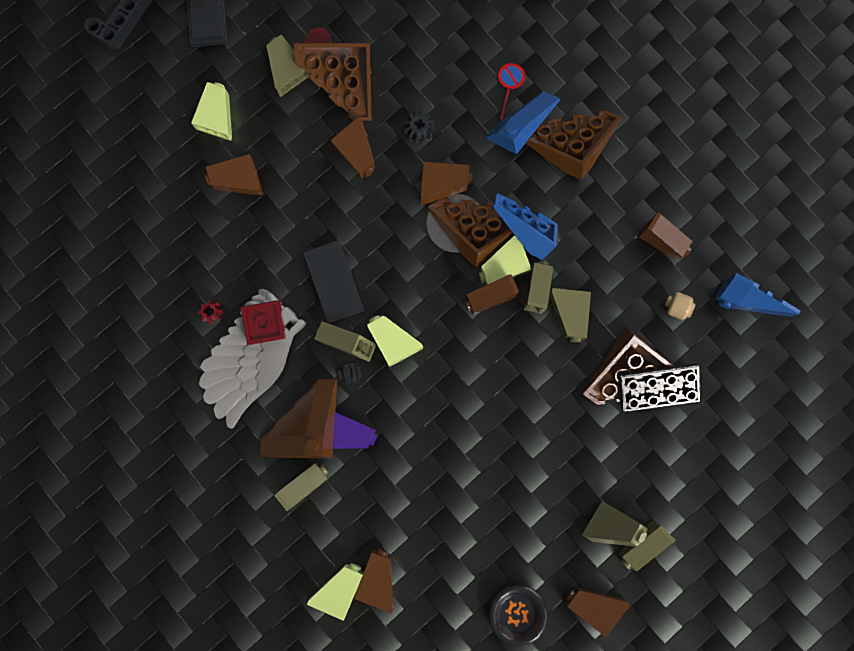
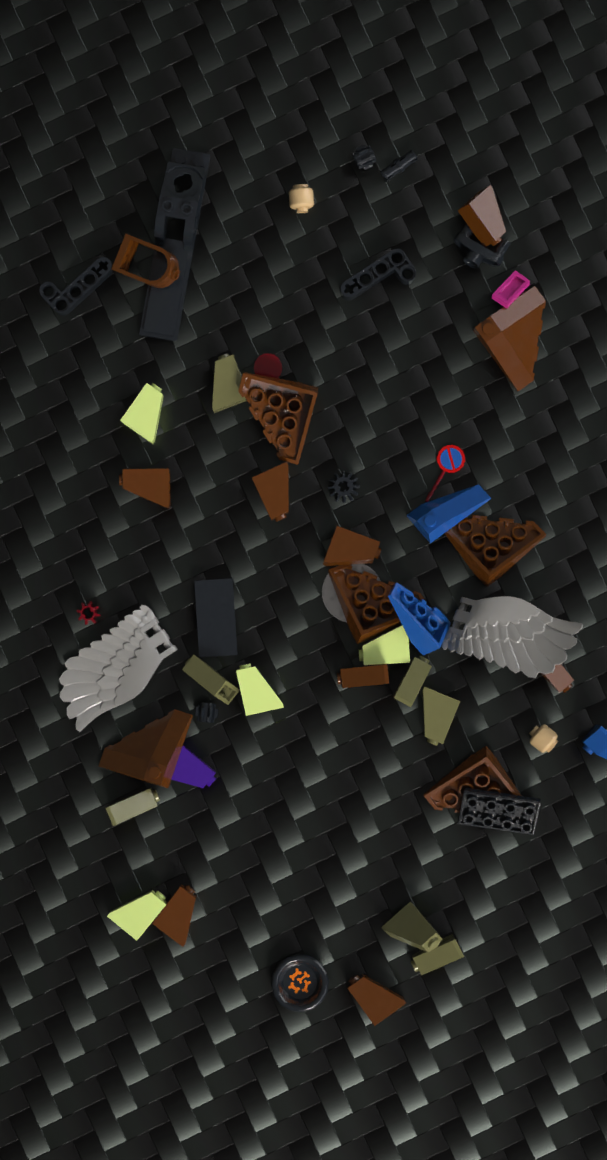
camera: 15 degrees right, 5 degrees up
(263, 322) = (138, 641): dark red plate -> none
(622, 212) = (511, 634): none -> light grey animal

